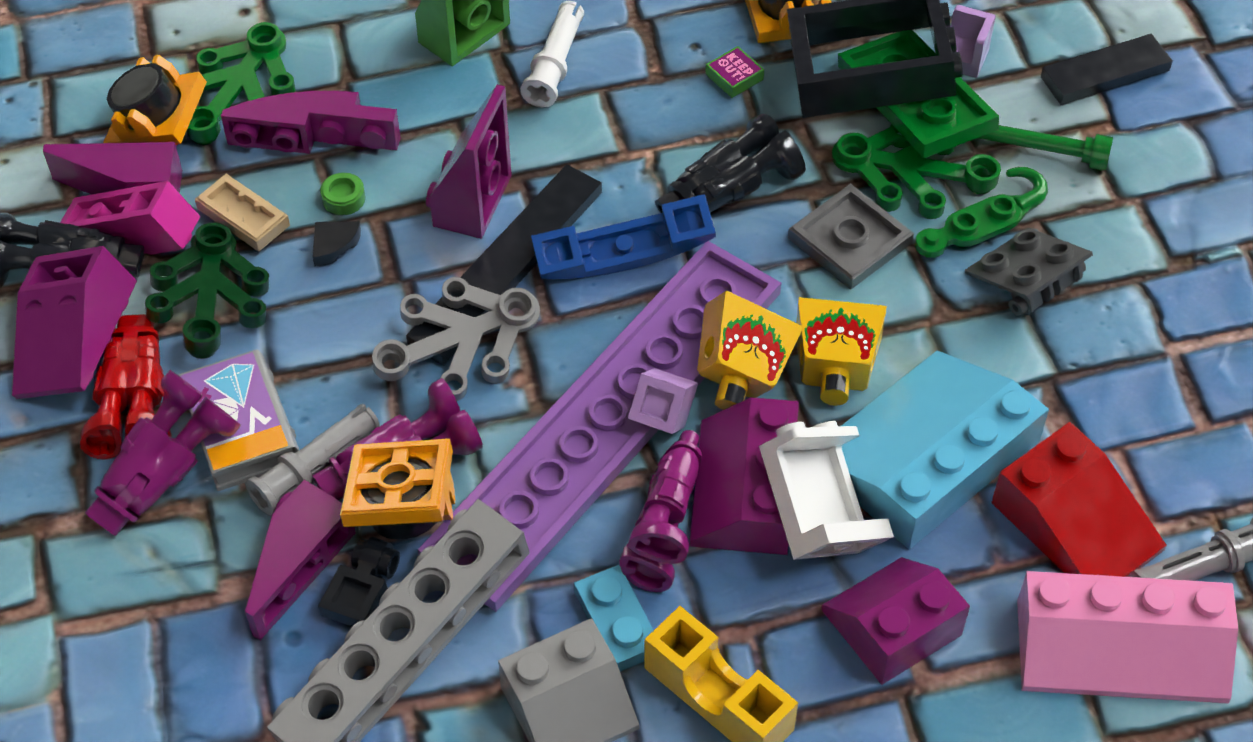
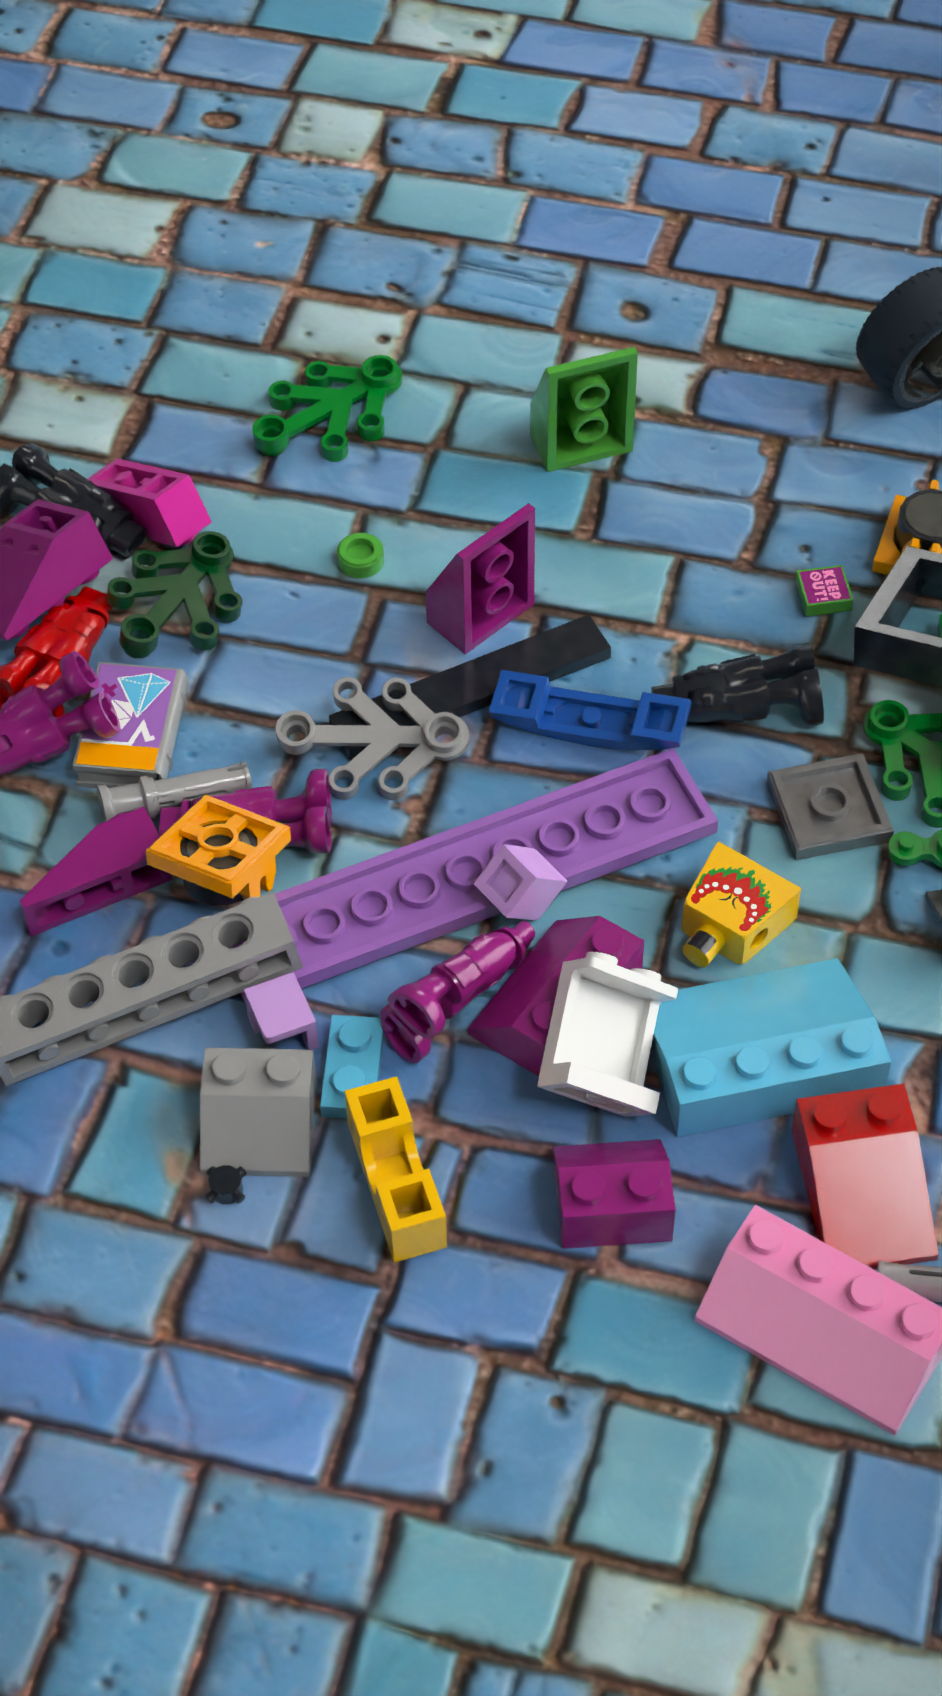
camera: 30 degrees right, 0 degrees up
(113, 166) = (170, 445): magenta slope -> none
(150, 103) = (230, 397): piece -> none
(242, 212) = (254, 534): tan plate -> none
(299, 118) = (364, 466): magenta slope -> none
(333, 240) = (322, 596): black tile -> none
(357, 592) = (130, 925): black plate -> none
(535, 599) = (281, 1011): none -> lavender panel
(550, 65) = (637, 508): white pin -> none
(743, 348) = (631, 867): yellow torso -> none

